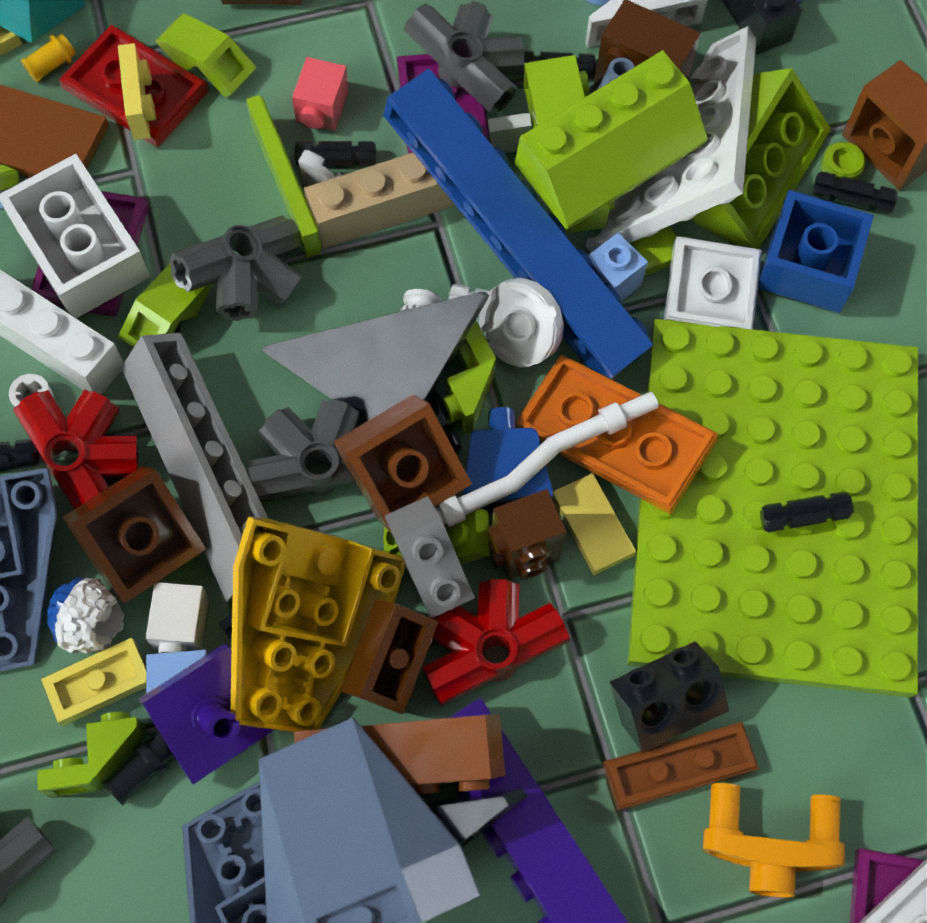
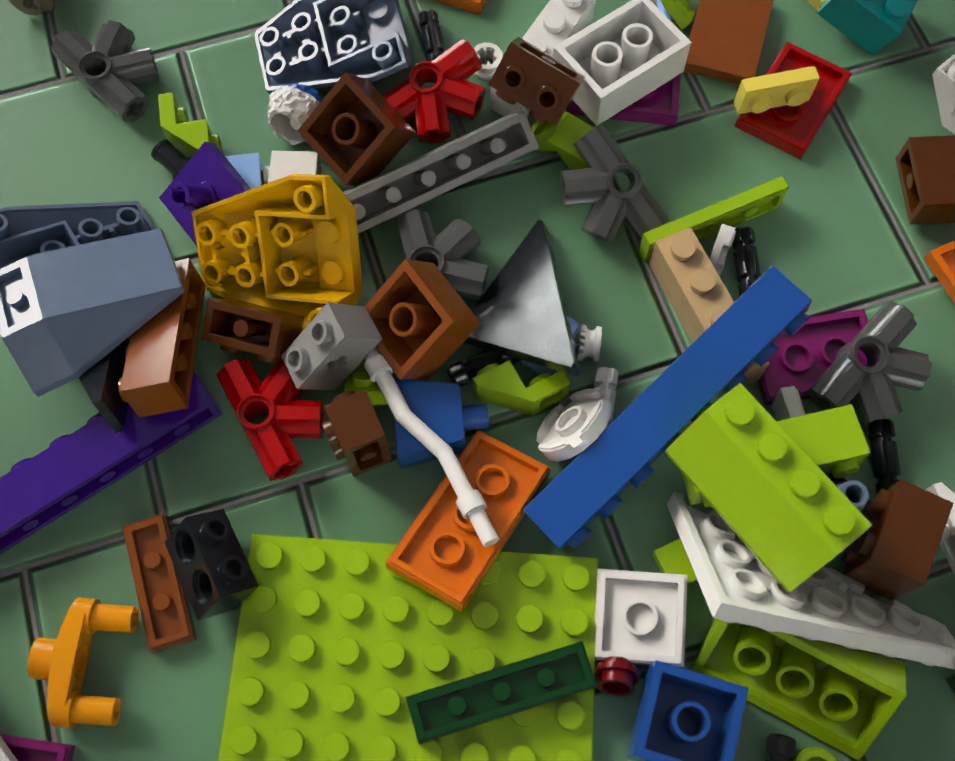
camera: 90 degrees right, 0 degrees up
(49, 57) = (808, 31): yellow pin -> none
(96, 682) = (247, 127): light yellow plate -> none
(109, 314) = (535, 81): none -> reddish brown brick
(212, 51) = (833, 147): lime slope -> none
(320, 94) = (805, 243): coral brick -> none
(593, 524) = (384, 503): light yellow tile -> none
(619, 265) = (642, 514): light blue brick -> none
(770, 310) = (616, 676): none -> dark red plate
(794, 410) = (500, 692): none -> dark green tile
(806, 511) = (388, 700): black axle -> none

